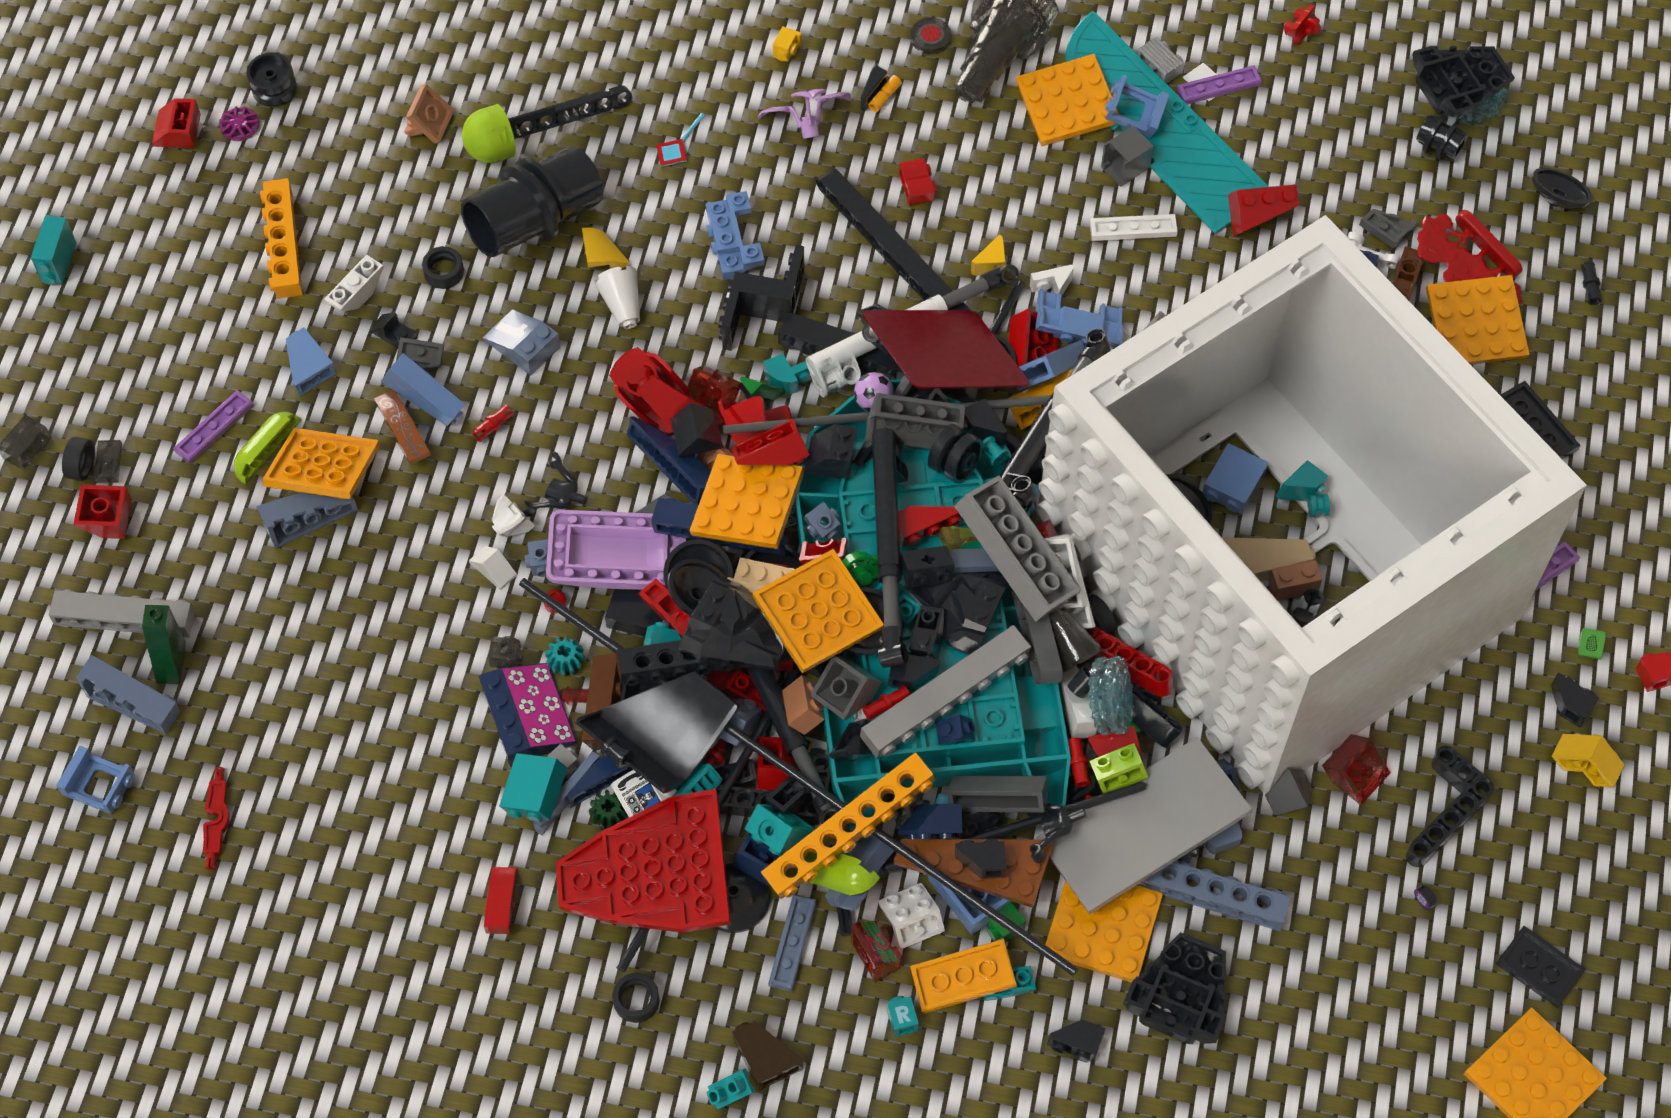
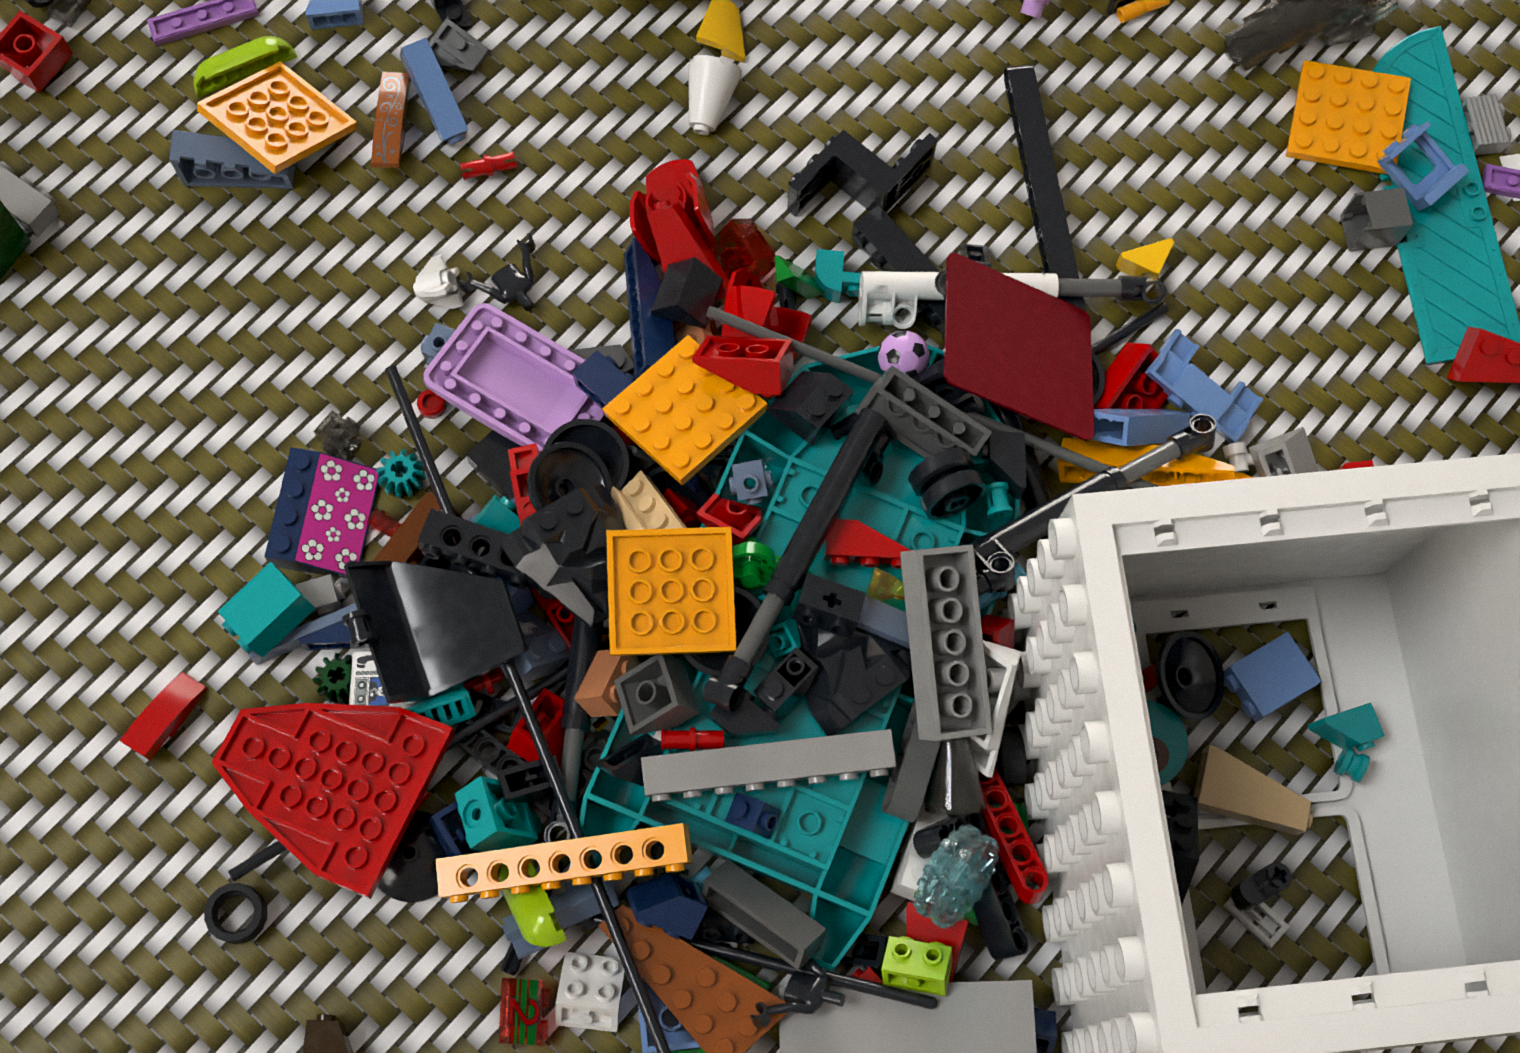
camera: 25 degrees right, 10 degrees up
(493, 566) = (390, 329): white slope -> none
(523, 340) = (577, 89): sand blue slope -> none
(726, 235) = (868, 74): medium blue bracket -> none
(792, 943) = (442, 947): sand blue tile -> none
(917, 181) = (1117, 126): red brick -> none
(983, 858) = (695, 989): black slope -> none
(1055, 278) = (1207, 322): white slope -> none
(1078, 762) = (878, 926): red pin -> none
(1133, 227) = (1334, 308): white plate -> none
(1294, 579) = (1268, 842): nougat piece -> none

